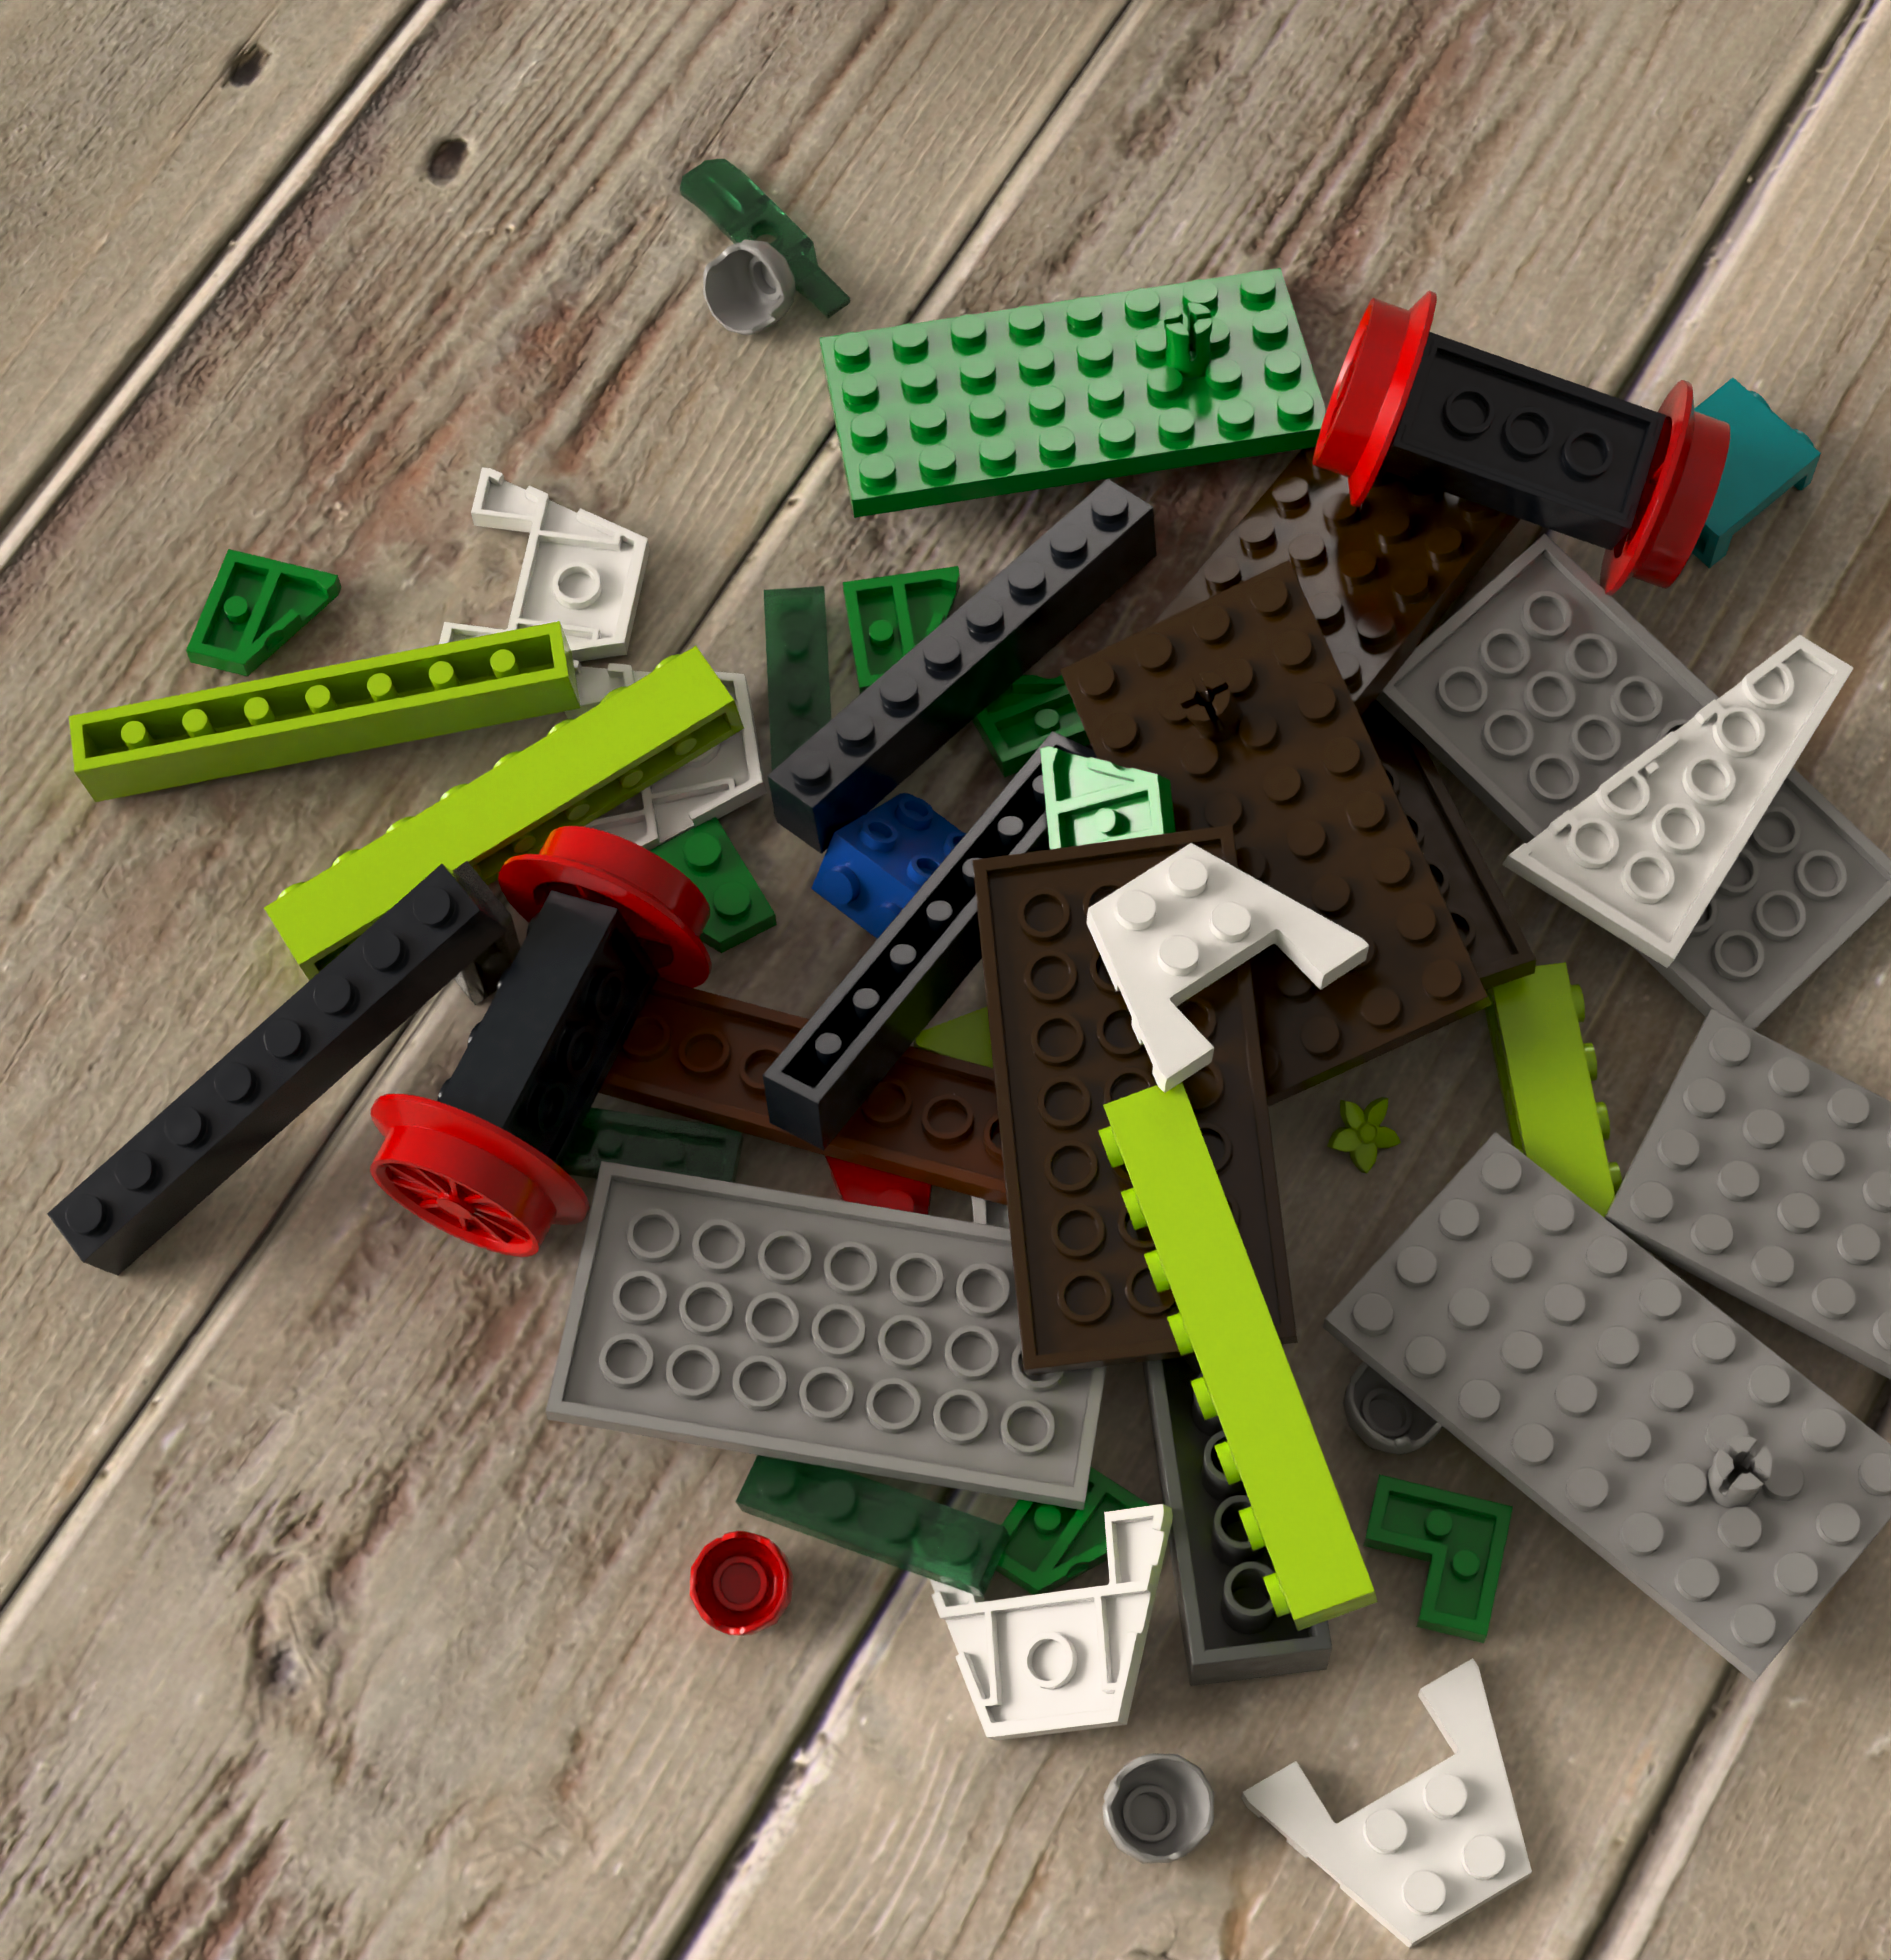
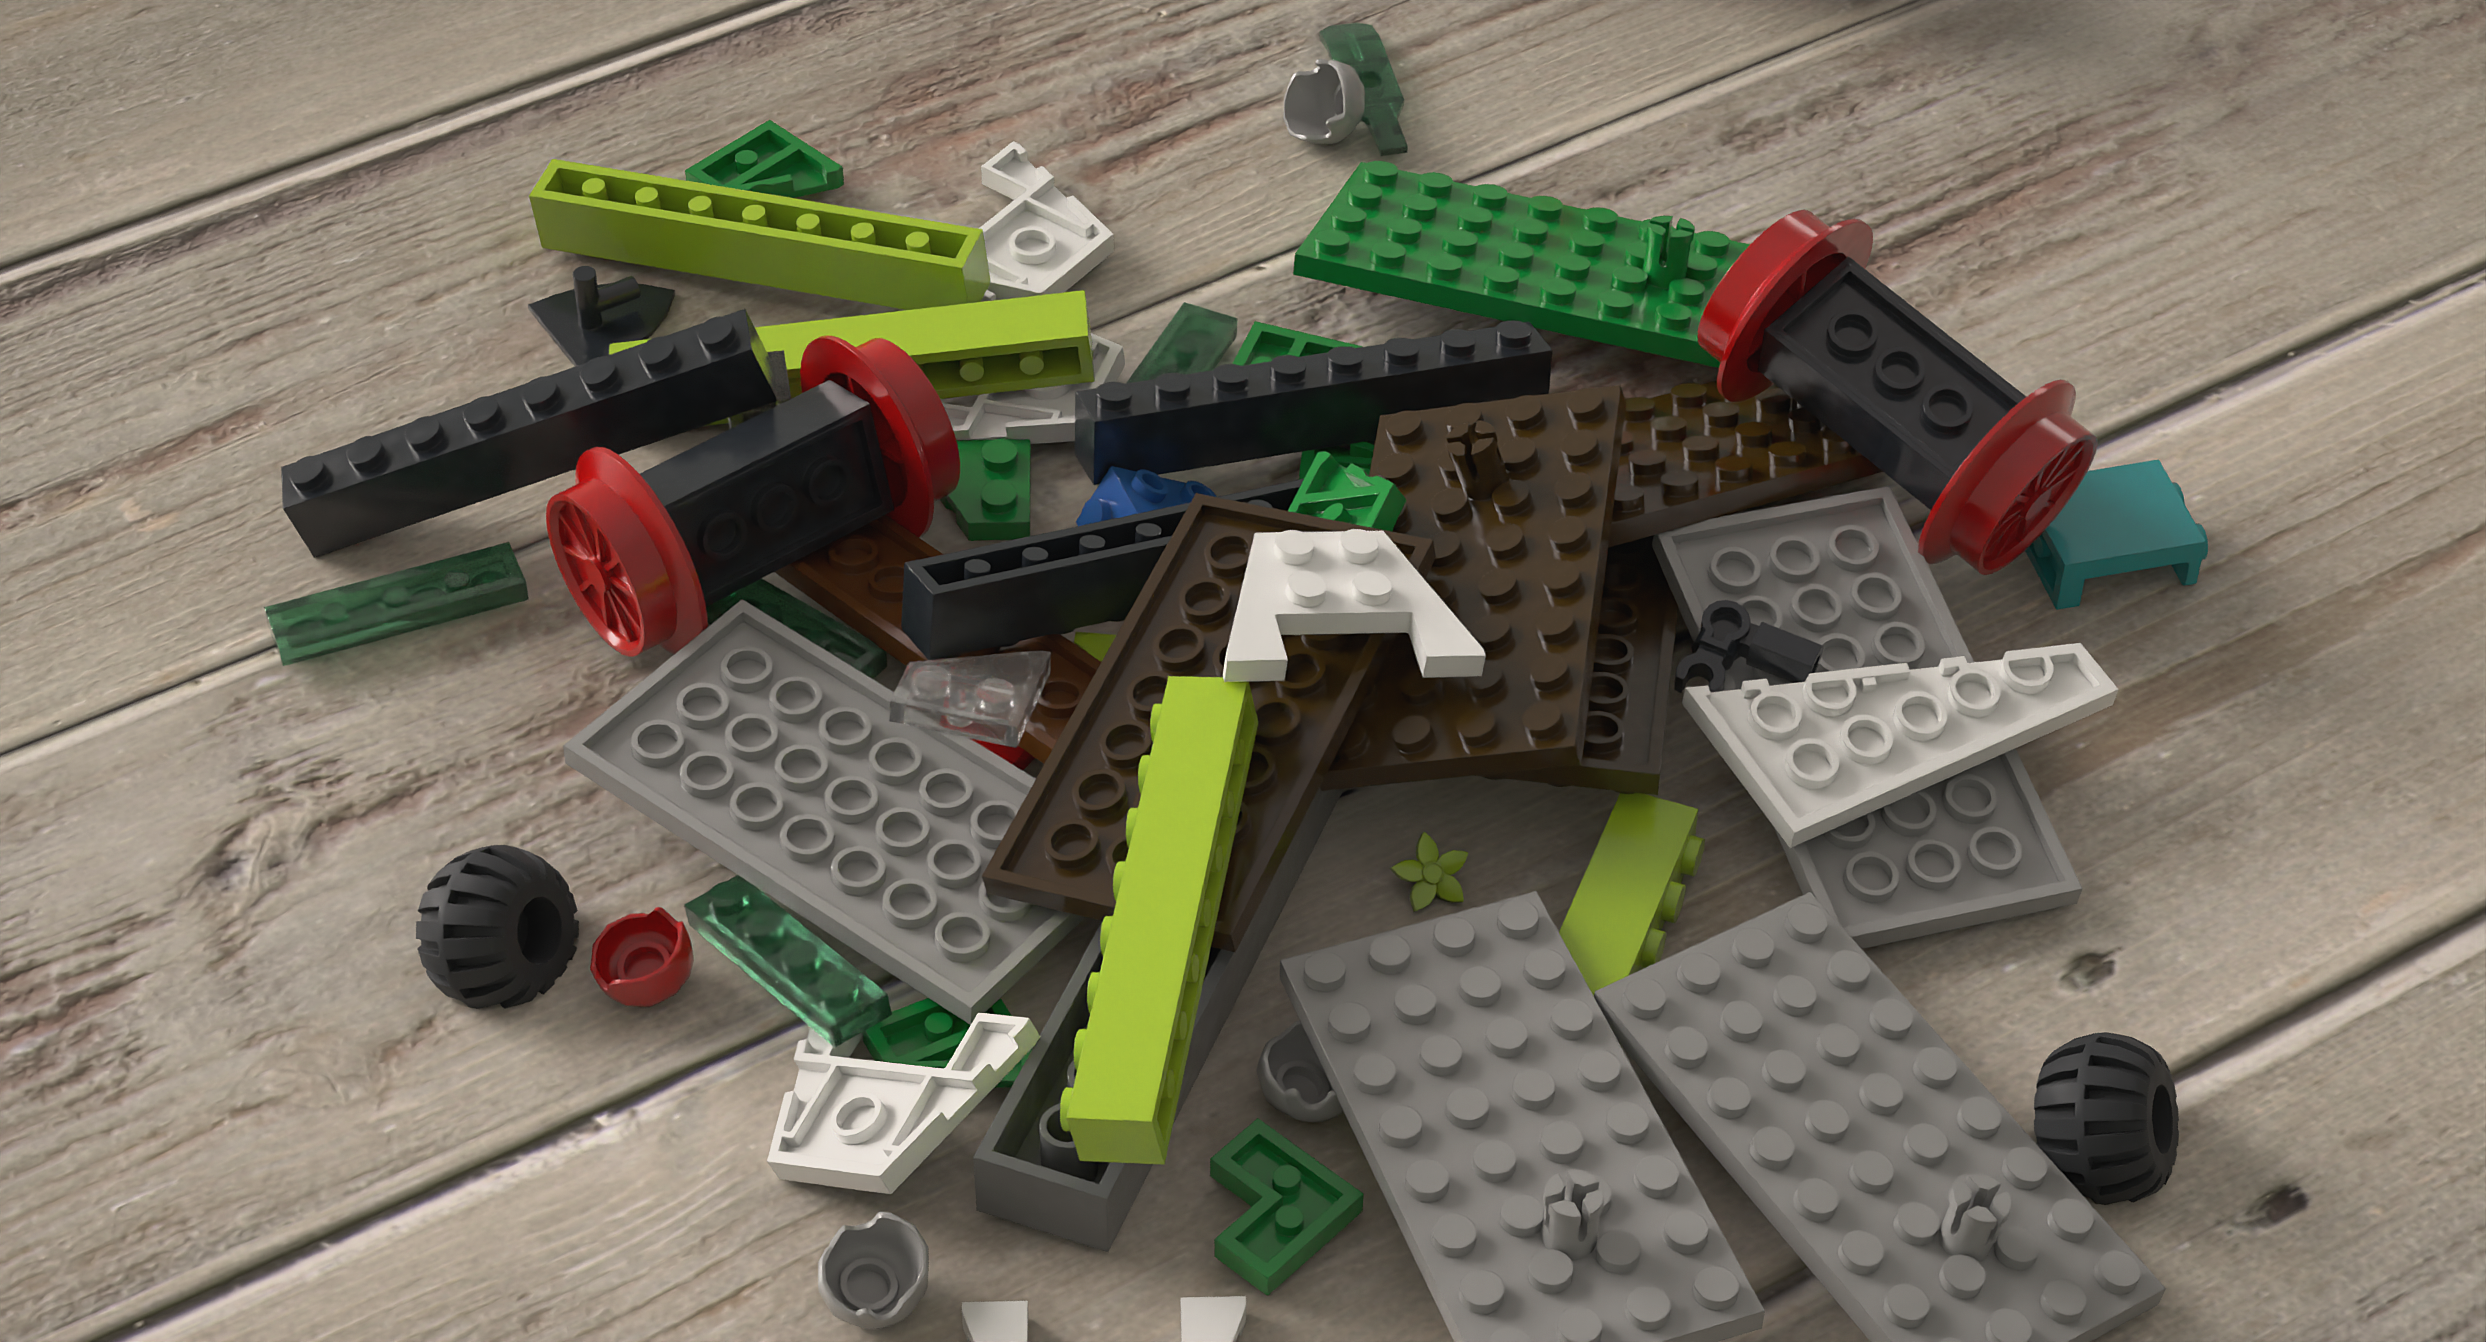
camera: 25 degrees right, 20 degrees down
(209, 860) = (597, 315): none -> black shield
(244, 1300) = (396, 603): none -> clear green plate
(587, 1618) = (496, 927): none -> black wheel
(883, 1166) = (972, 696): none -> clear wing
(1506, 770) = (1729, 634): none -> black bar

